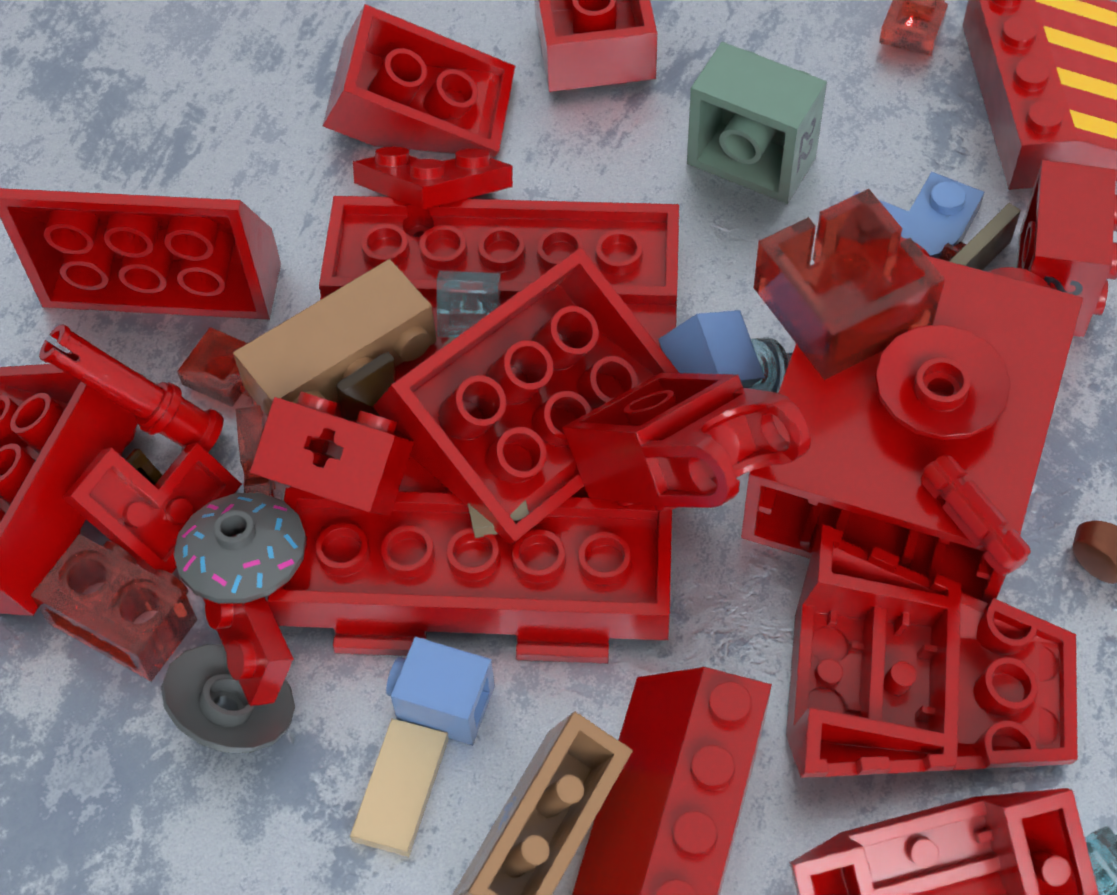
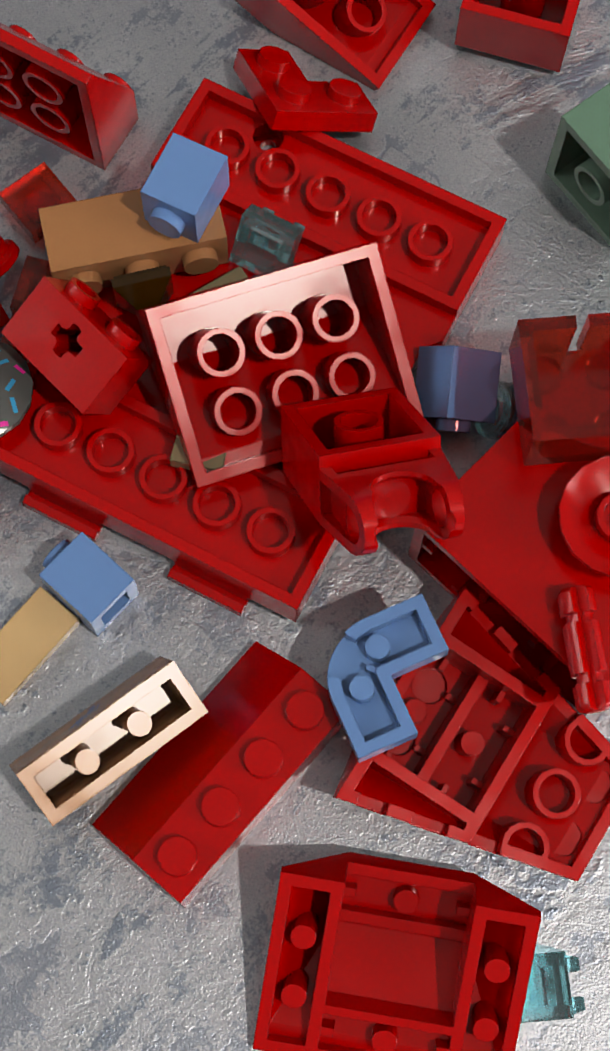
camera: 20 degrees right, 15 degrees up
(373, 272) = (184, 188): none -> medium blue brick
(772, 639) = (364, 671): none -> medium blue plate

